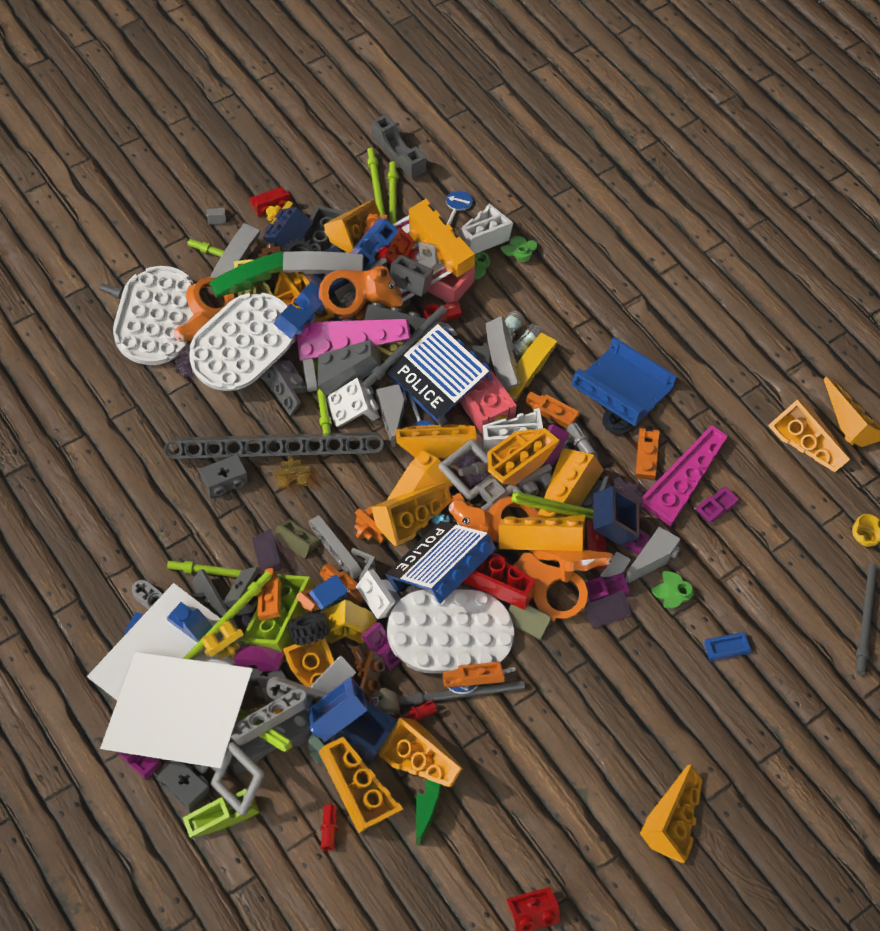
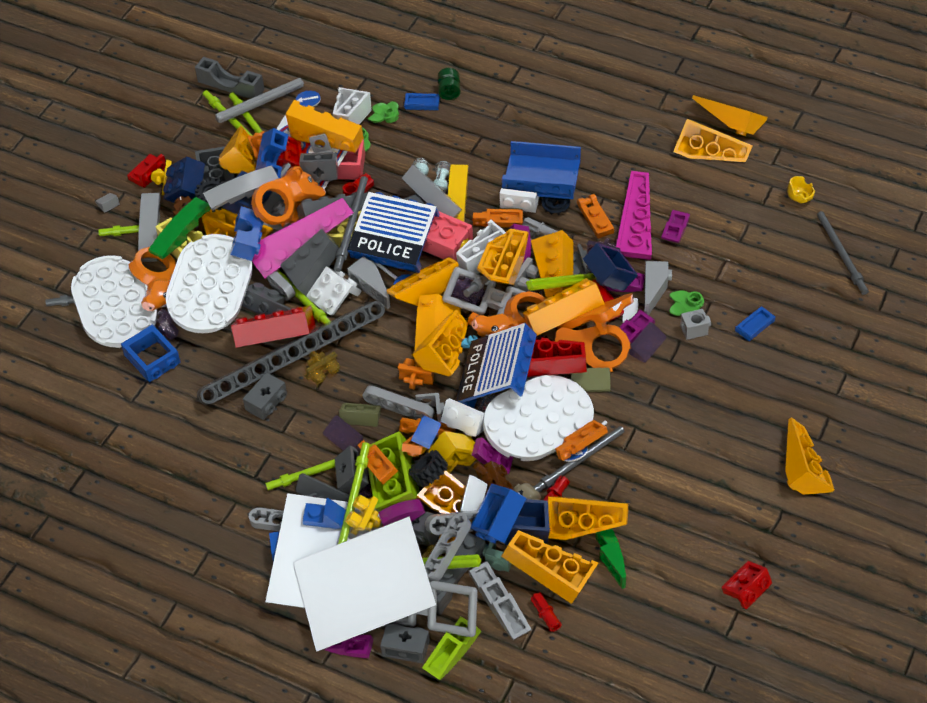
camera: 25 degrees left, 5 degrees down
(150, 367) = (141, 342): none -> blue window
(274, 413) = (273, 326): none -> wedge
(295, 793) = (499, 601): none -> light grey slope
(411, 181) = (259, 100): none -> light grey axle
(562, 254) = (421, 101): none -> blue tile
(581, 401) = (518, 200): none -> white bracket
(597, 248) = (449, 83): none -> dark green wheel
(666, 608) = (695, 324): none -> light grey brick

